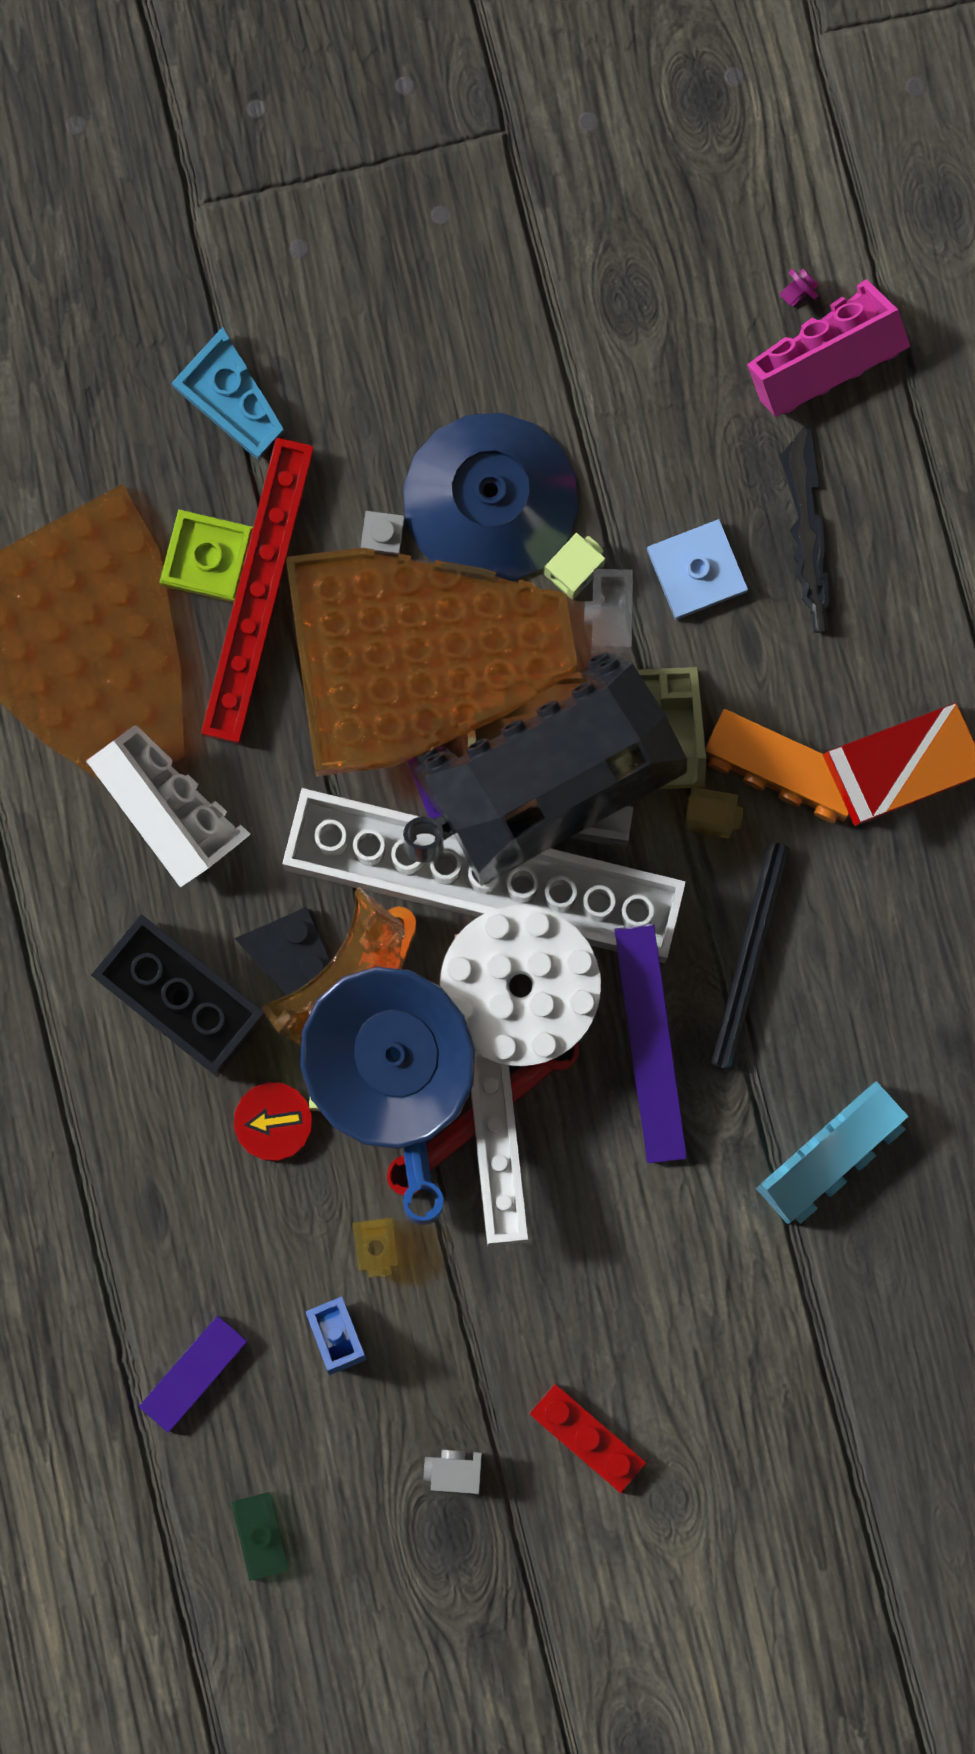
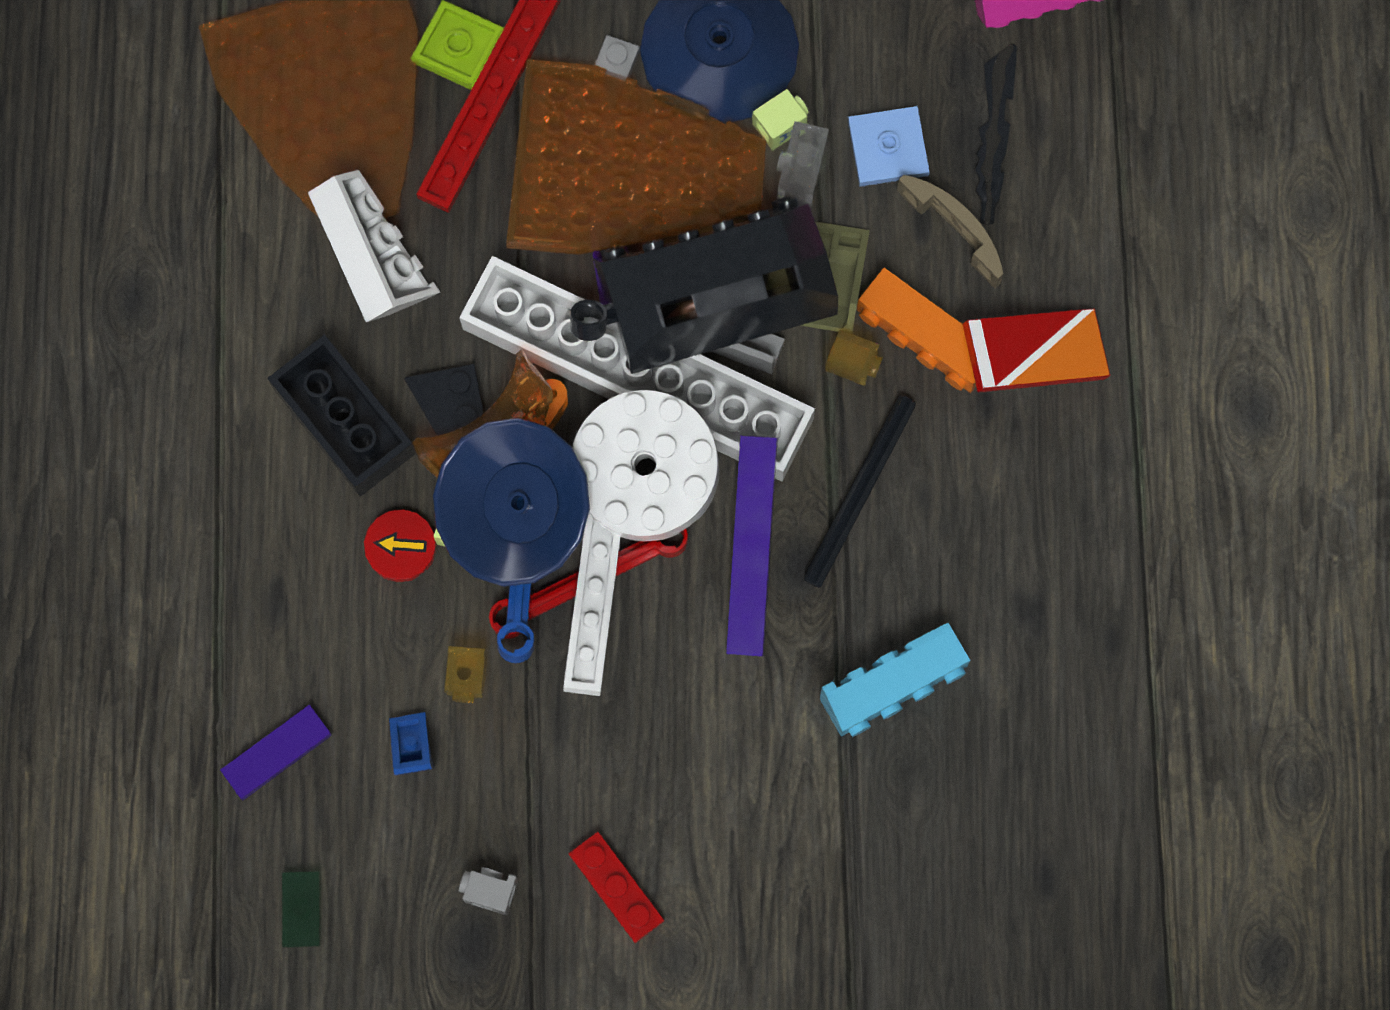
camera: 15 degrees right, 5 degrees down
(745, 618) = (924, 195): none -> dark tan slope

